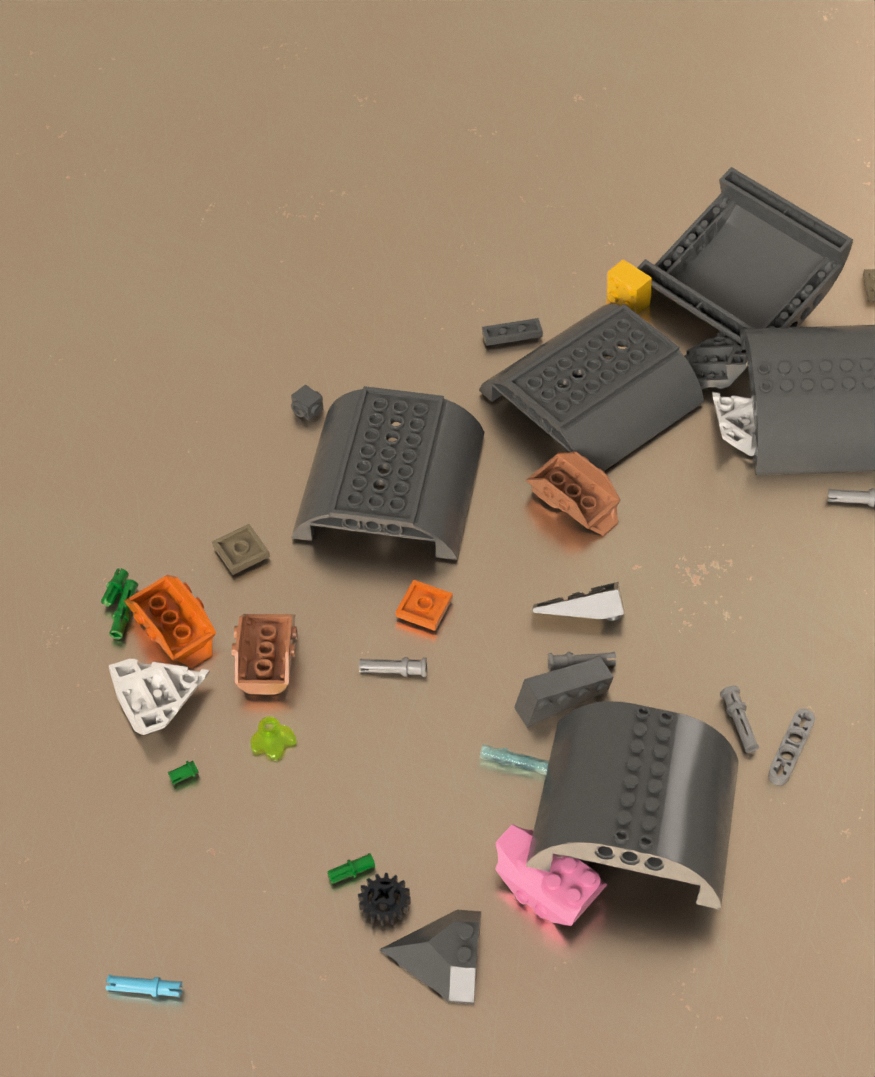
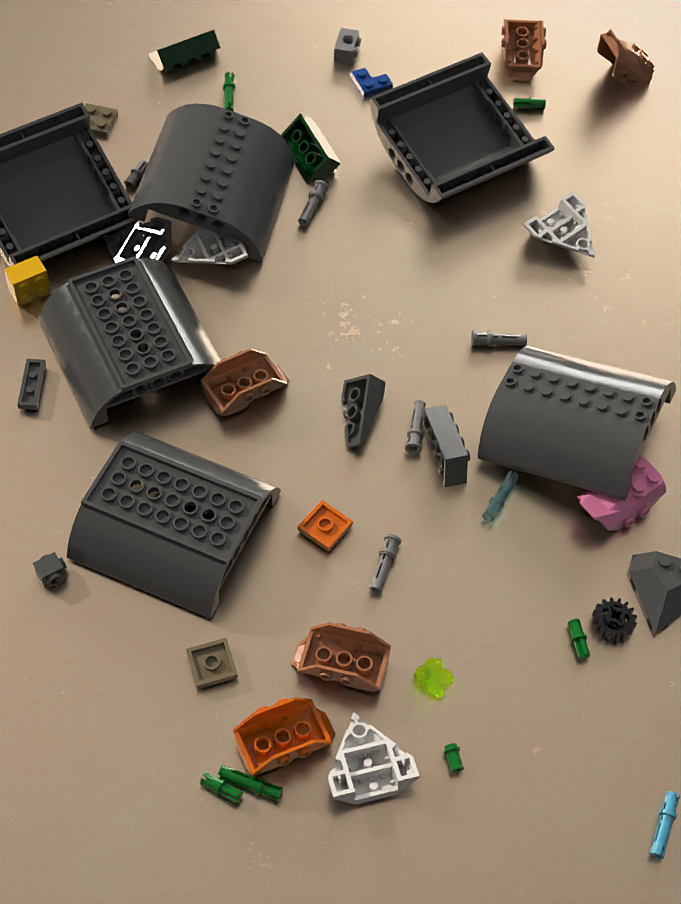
camera: 80 degrees left, 5 degrees up
(791, 746) = (527, 318): light grey beam -> none

